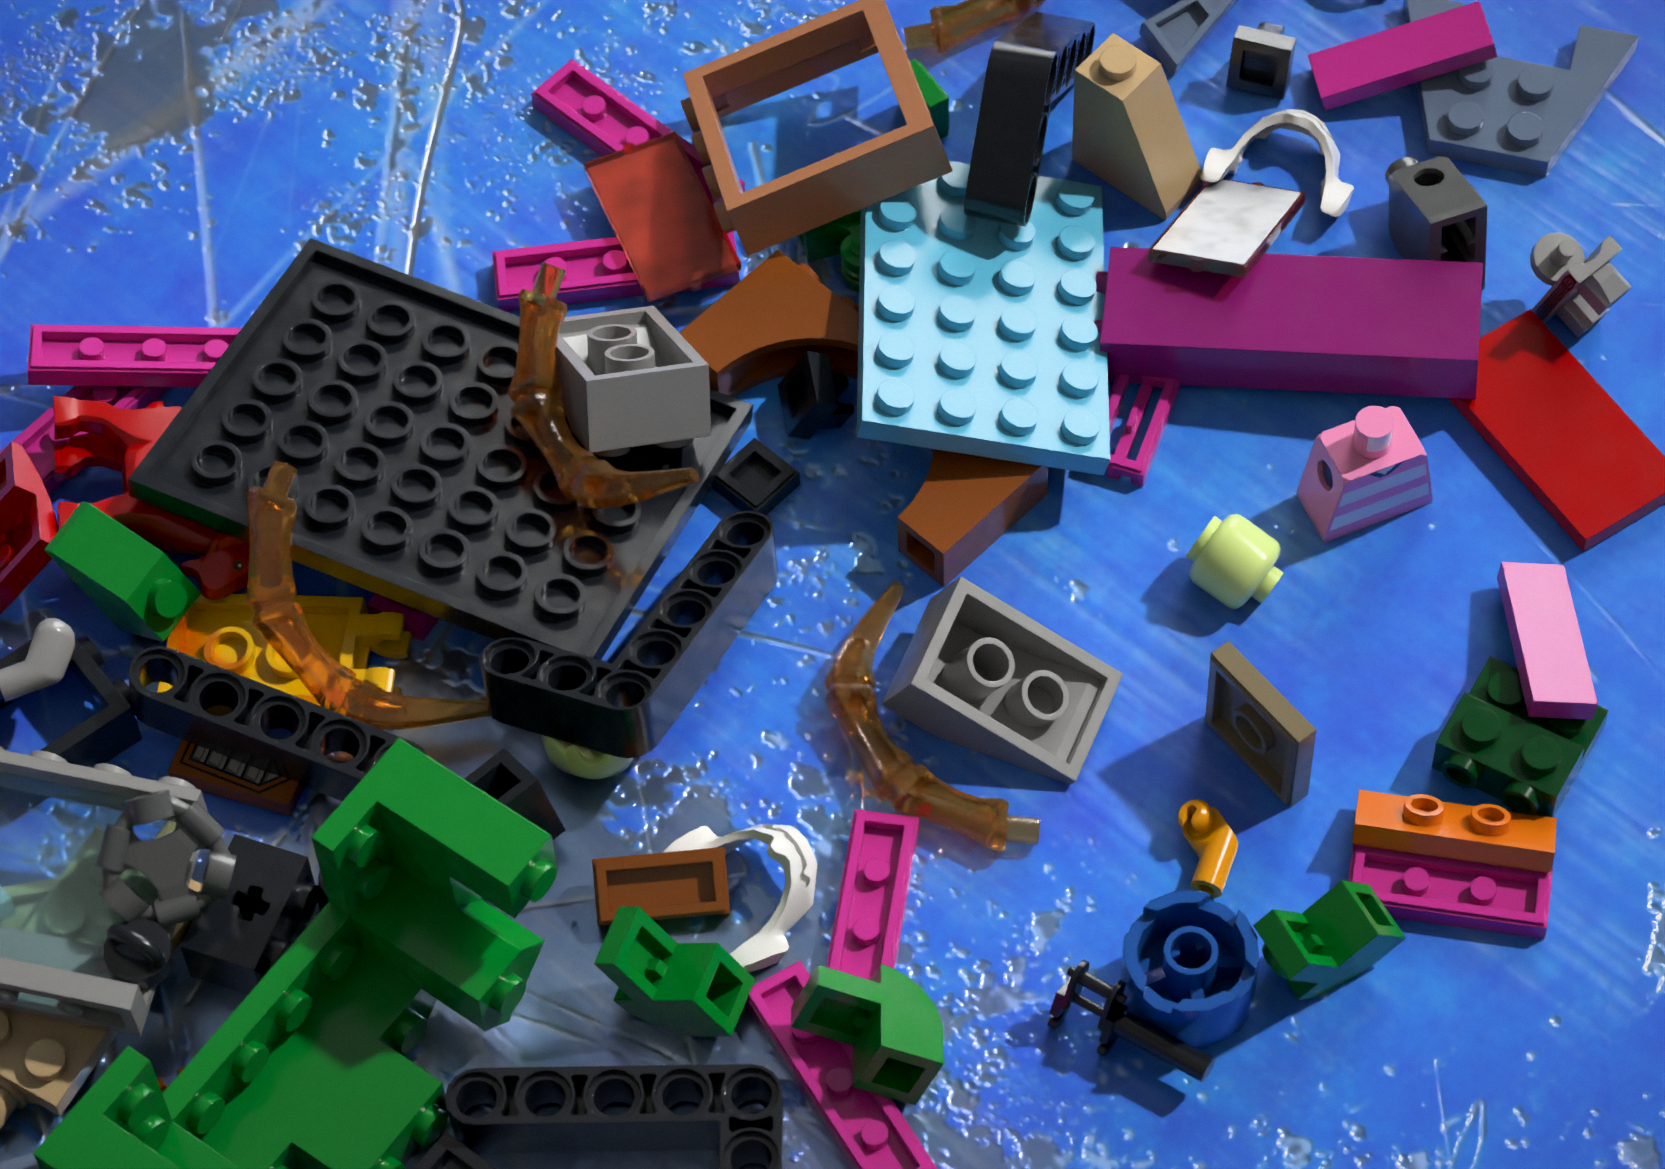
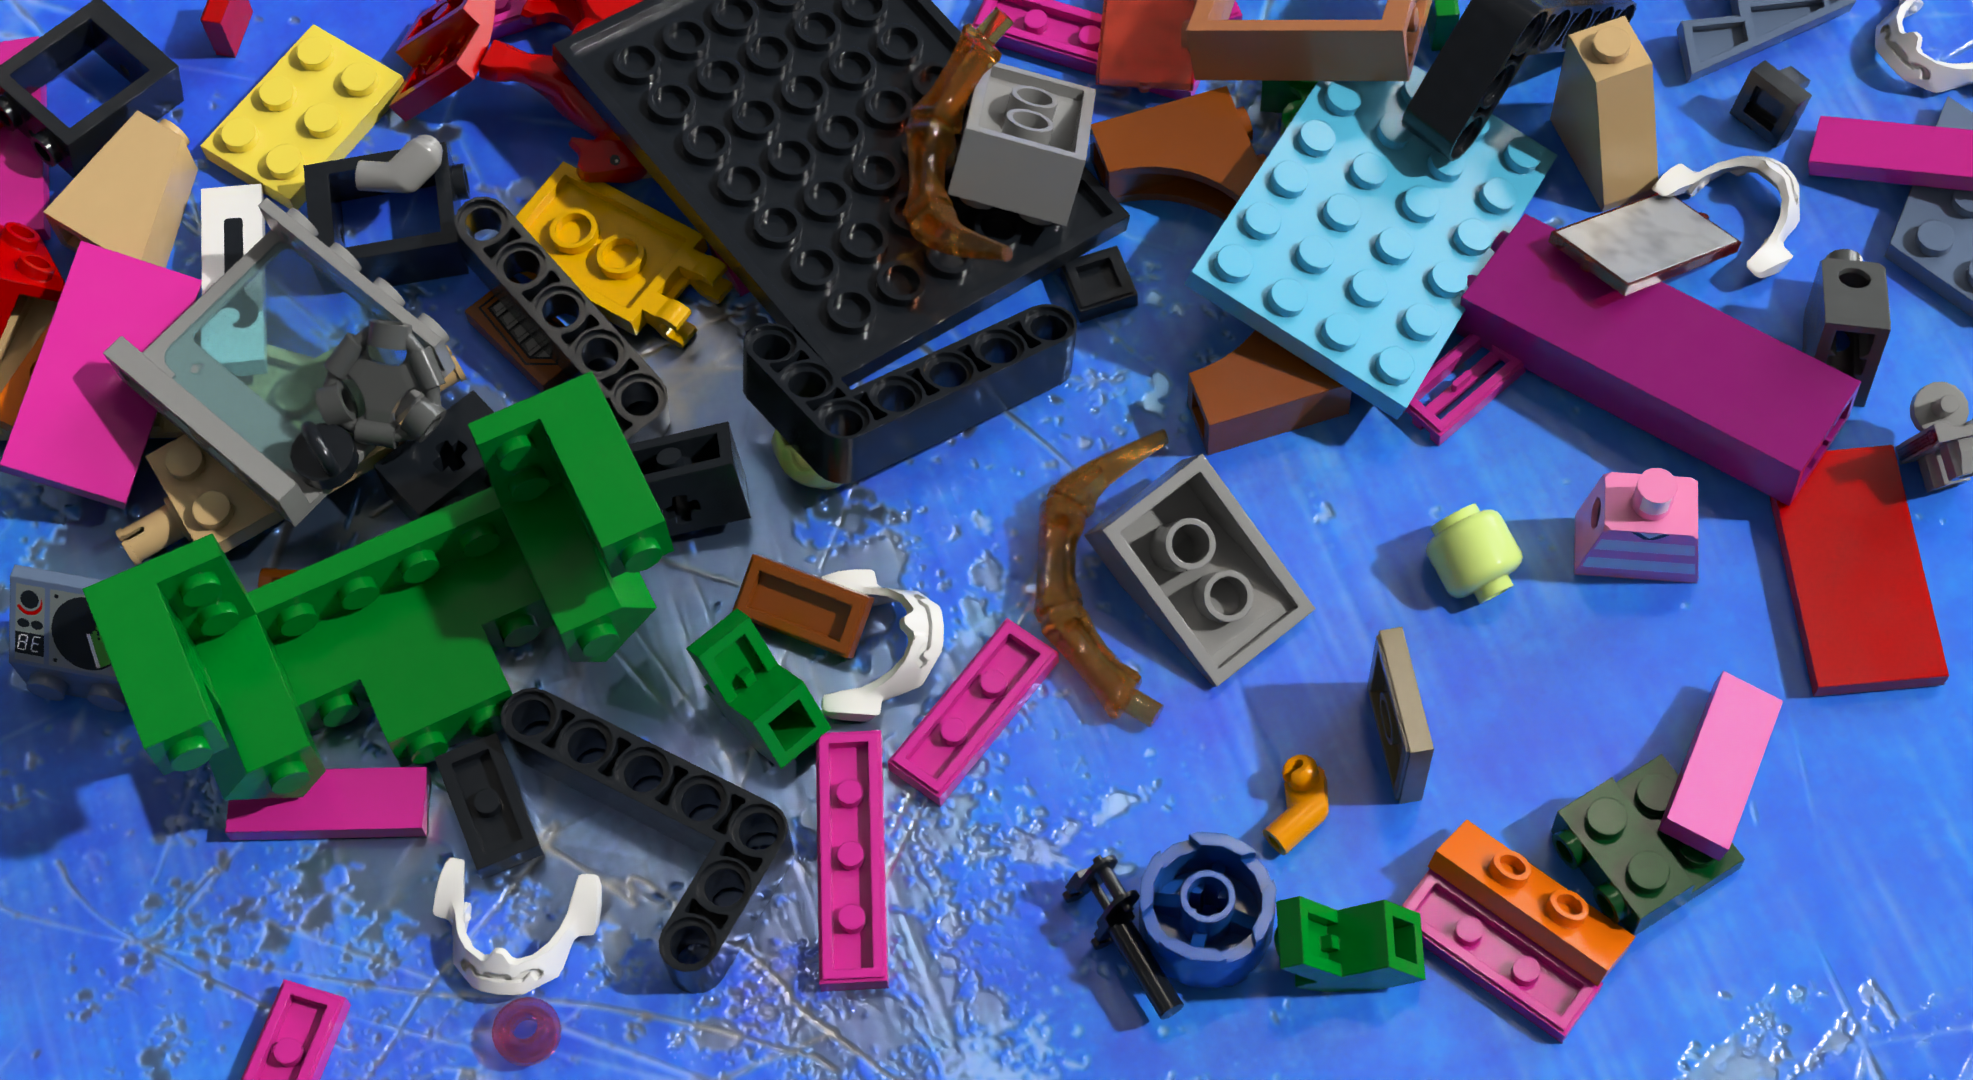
camera: 30 degrees right, 5 degrees up
(122, 573) = (515, 122): green slope -> none
(285, 627) = (608, 235): clear orange animal -> none
(811, 396) = (1184, 228): black tile -> none
(885, 1020) = (916, 824): green brick -> none

